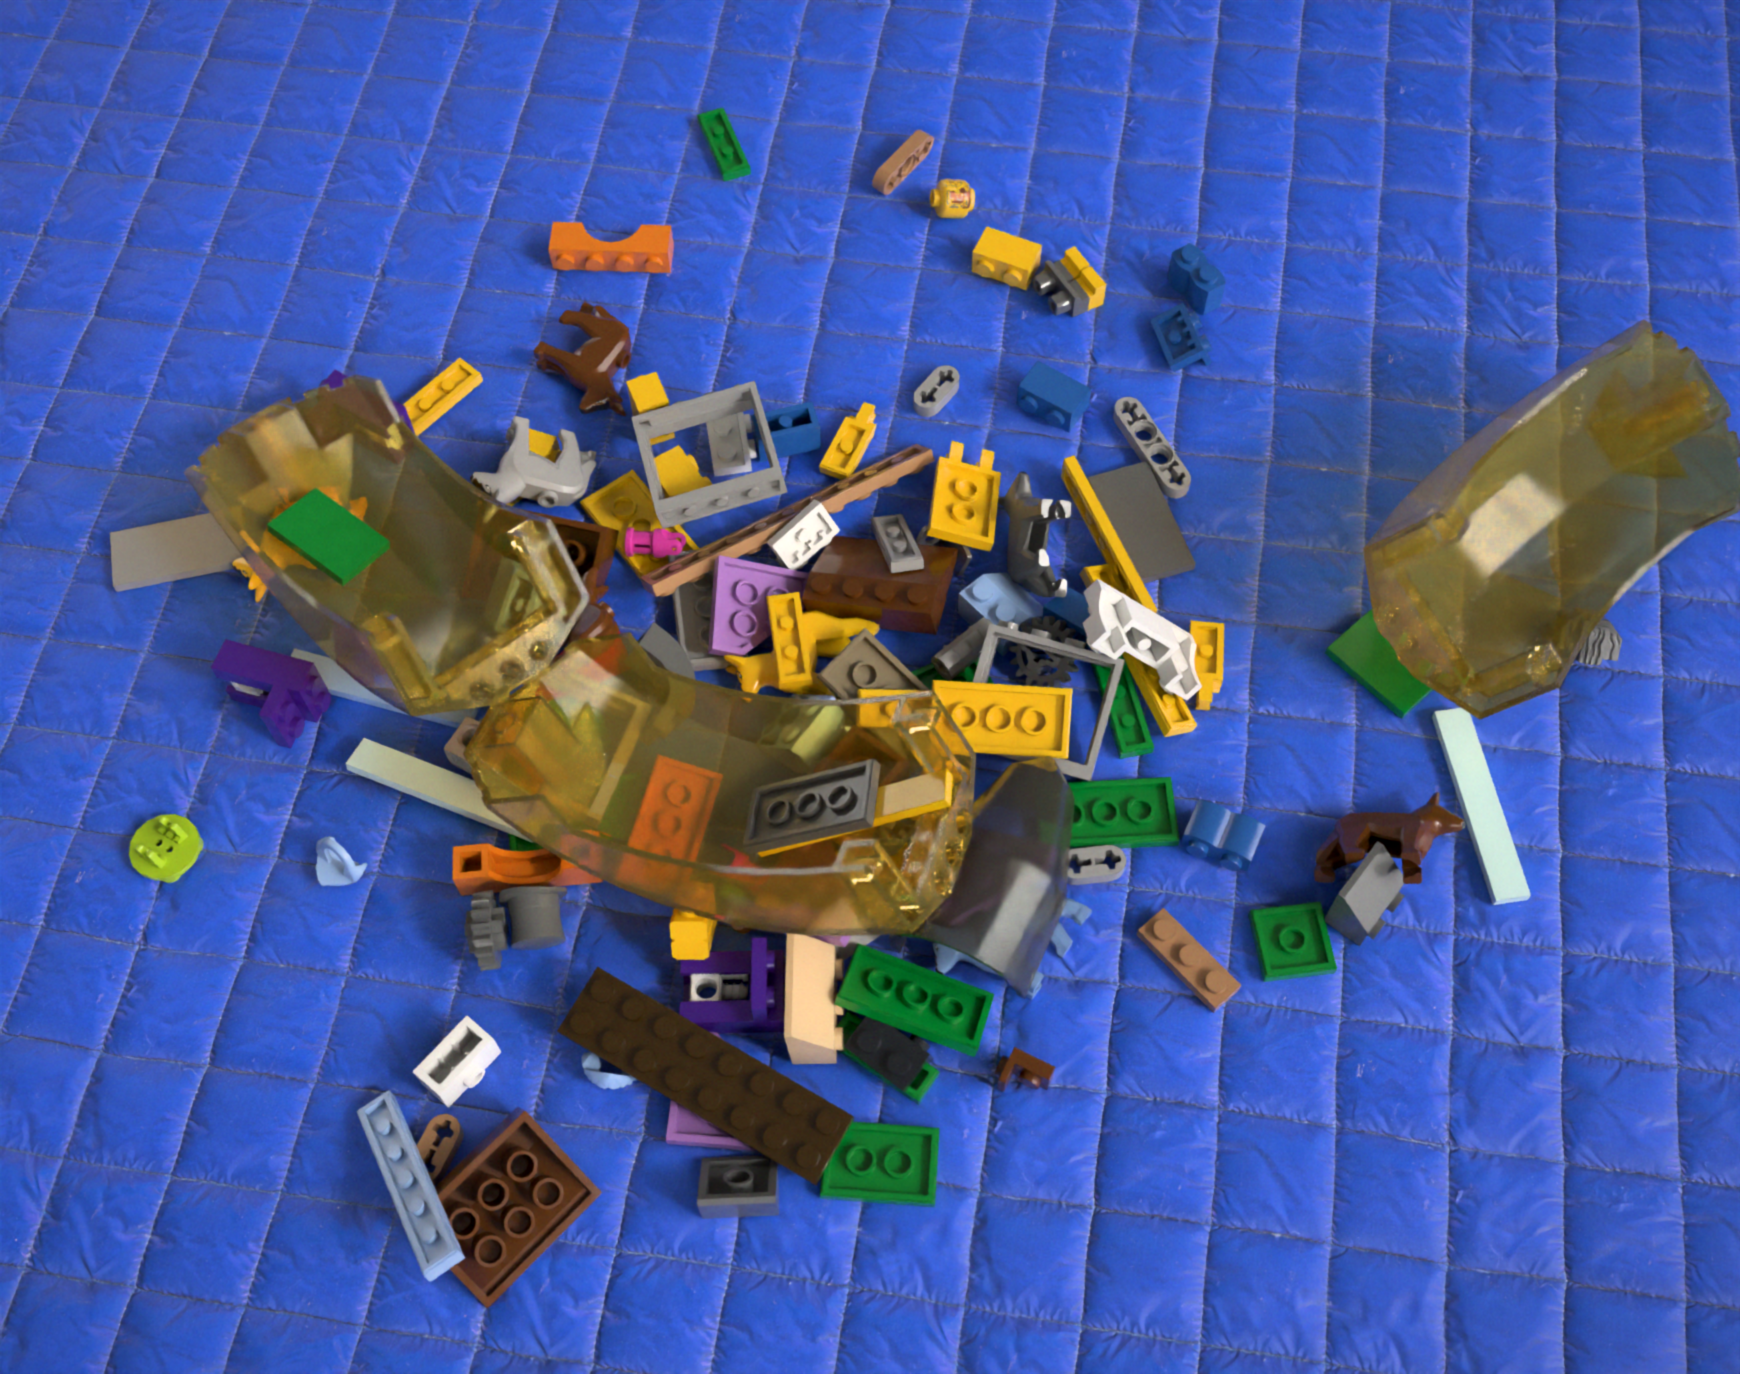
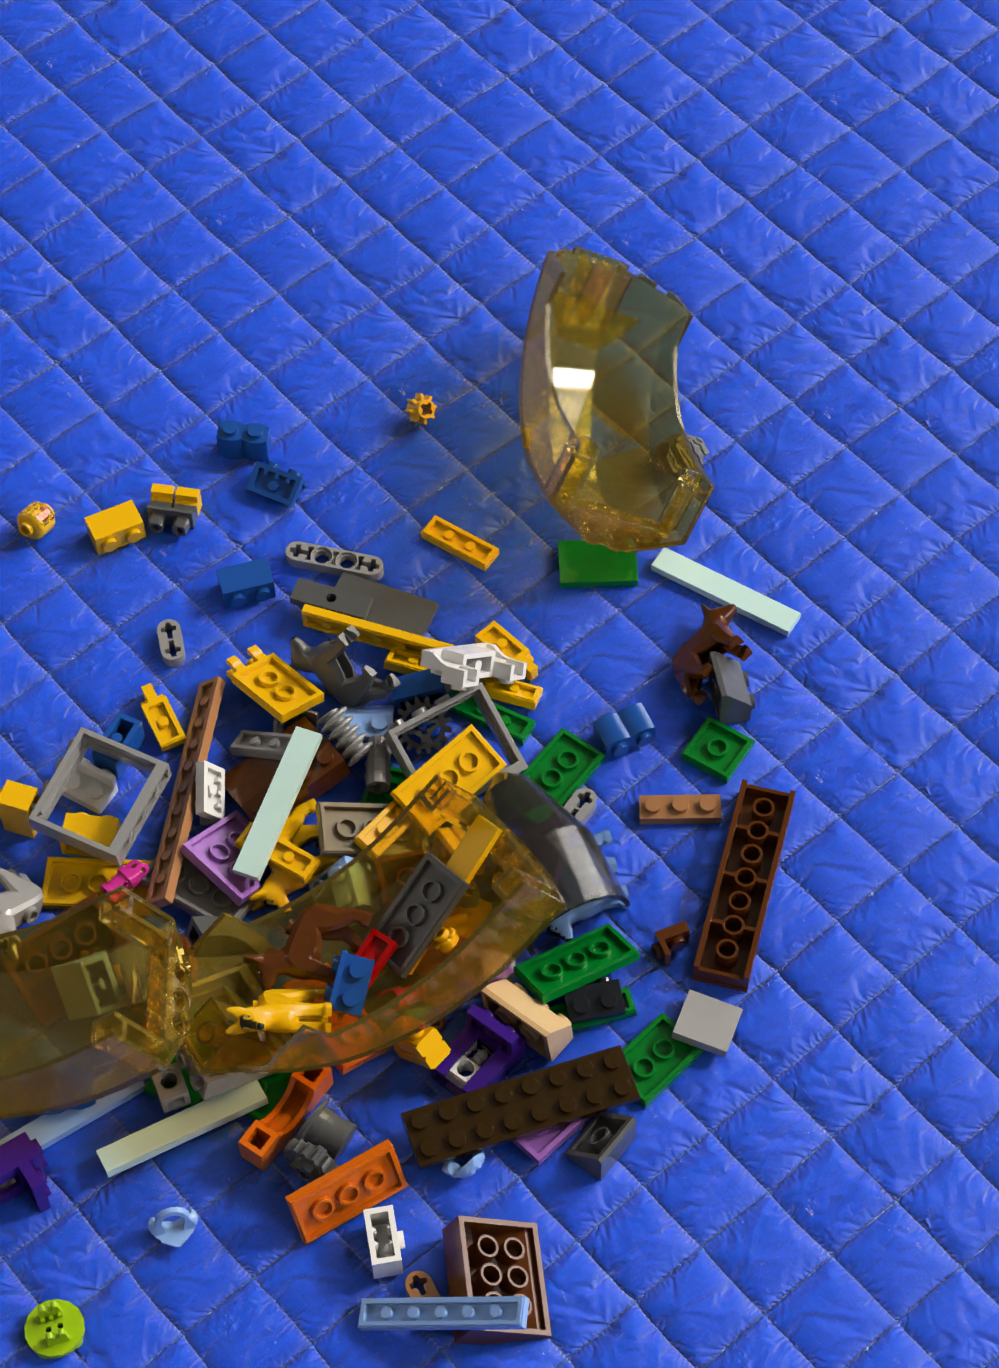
camera: 50 degrees left, 5 degrees down
(483, 985) = (346, 1191): none -> orange tile
(590, 773) = (283, 1012): none -> yellow animal
(676, 805) = (349, 983): none -> blue bracket
(686, 735) = (304, 946): none -> reddish brown animal
(730, 805) = (378, 948): none -> red plate
(811, 854) = (445, 939): none -> yellow plate
(832, 596) = (277, 804): none -> light aqua tile
(958, 594) = (345, 735): none -> light grey piece
(964, 1184) = (707, 1023): none -> light grey tile
(1102, 473) = (331, 599): none -> dark grey tile
(1156, 1094) = (743, 887): none -> reddish brown tile
(1281, 531) = (460, 543): none -> yellow tile
(1376, 381) = (420, 408): none -> yellow gear

